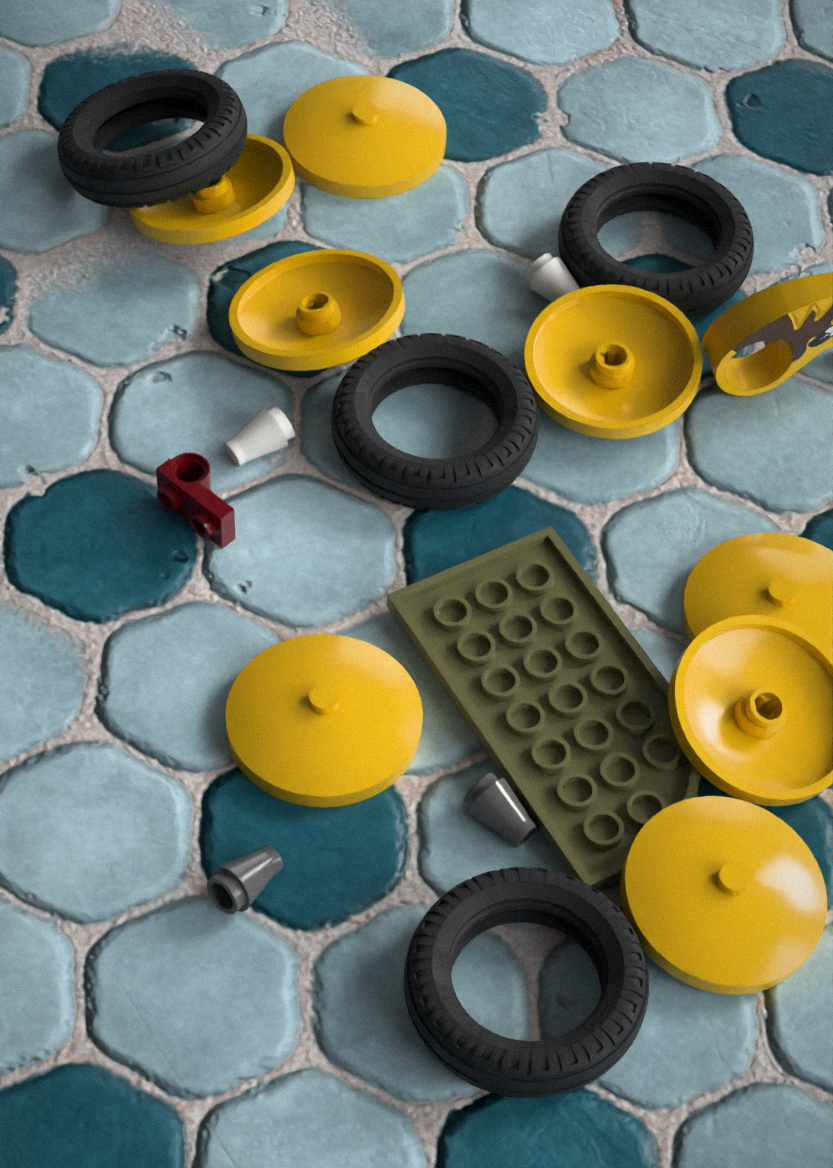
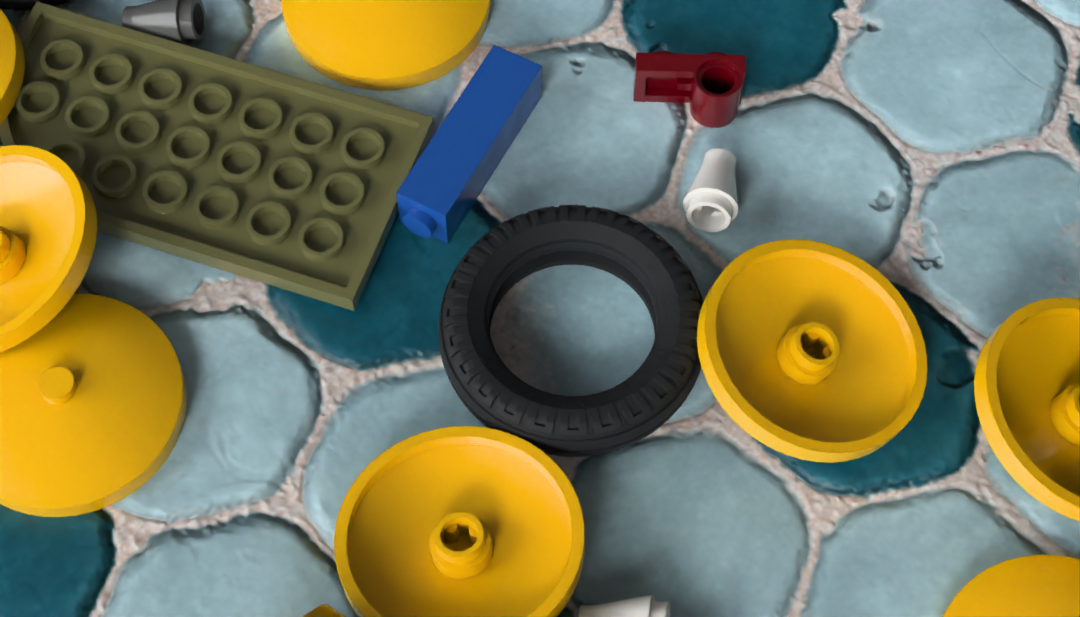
camera: 140 degrees right, 10 degrees up
(375, 565) = (469, 145): none -> blue brick

